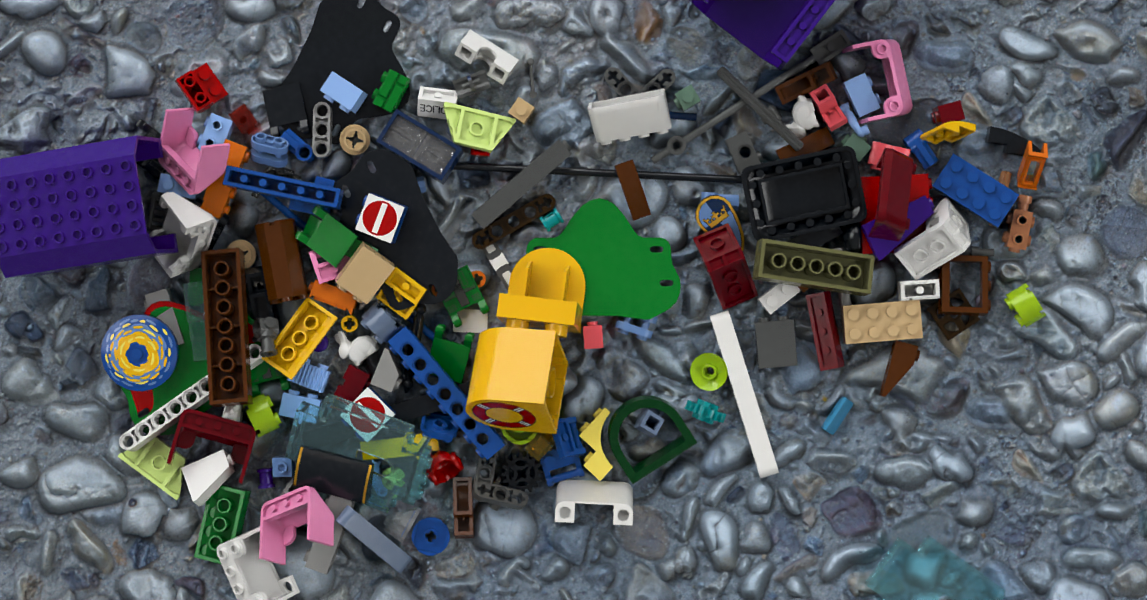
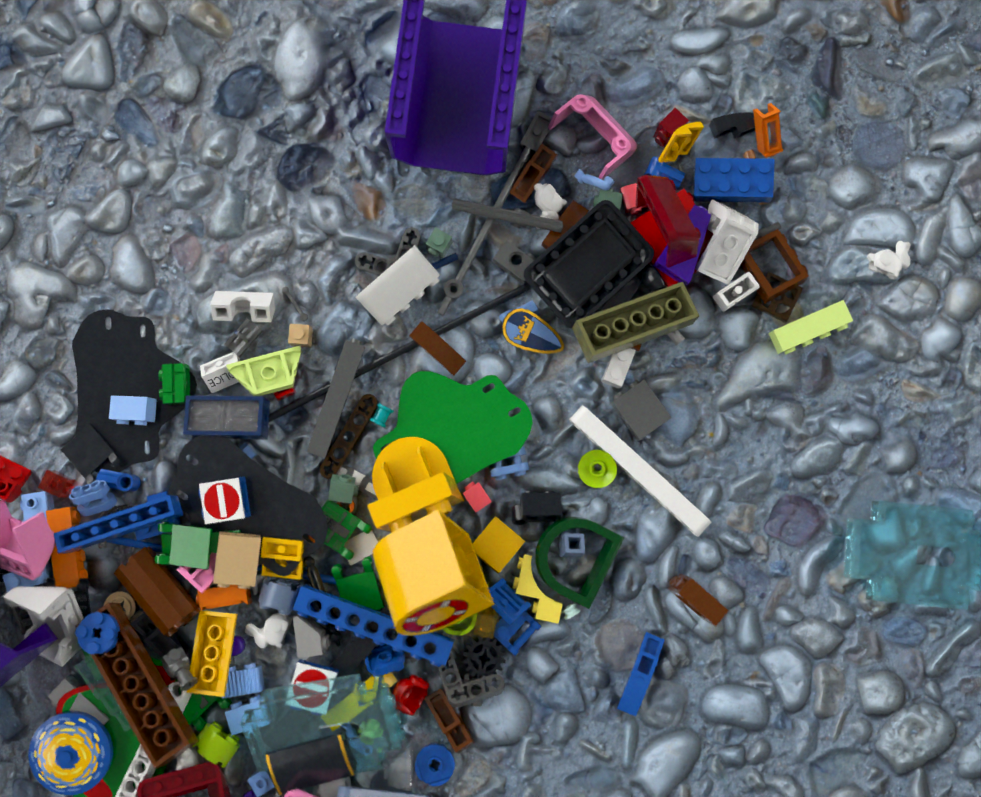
camera: 30 degrees left, 5 degrees down
(227, 275) = (86, 633): none -> blue plate
(317, 122) = (124, 448): light grey beam -> none
(346, 144) = (159, 440): tan gear -> none
(353, 328) = (247, 609): yellow bush -> none
(355, 382) = (285, 661): dark red brick -> none
(483, 263) = (342, 488): none -> sand green brick
(587, 386) = (497, 544): none -> yellow slope
(594, 492) = (559, 638): white windscreen -> none
(616, 476) = (570, 610): none -> light aqua bush
(638, 375) = (537, 508): none -> black hinge
(644, 562) = (641, 674): none -> blue slope
(705, 411) = (615, 505): teal gear -> none
(726, 266) = (558, 366): dark red bracket -> none
(727, 527) = (697, 599): none -> reddish brown window
(825, 330) = (677, 373): dark red brick -> none
(827, 107) = (564, 182): coral brick -> none
(837, 415) = (730, 441): dark azure slope -> none
(861, 95) = (587, 156): light blue brick -> none
(881, 321) = (720, 337): tan piece -> none
(899, 362) = (757, 364): reddish brown slope -> none
(965, 357) = (811, 326): none -> yellowish green brick
(1016, 228) = (786, 192): nougat brick -> none
(1025, 306) = (835, 252): lime brick -> none
(1069, 341) = (890, 263): none -> white animal

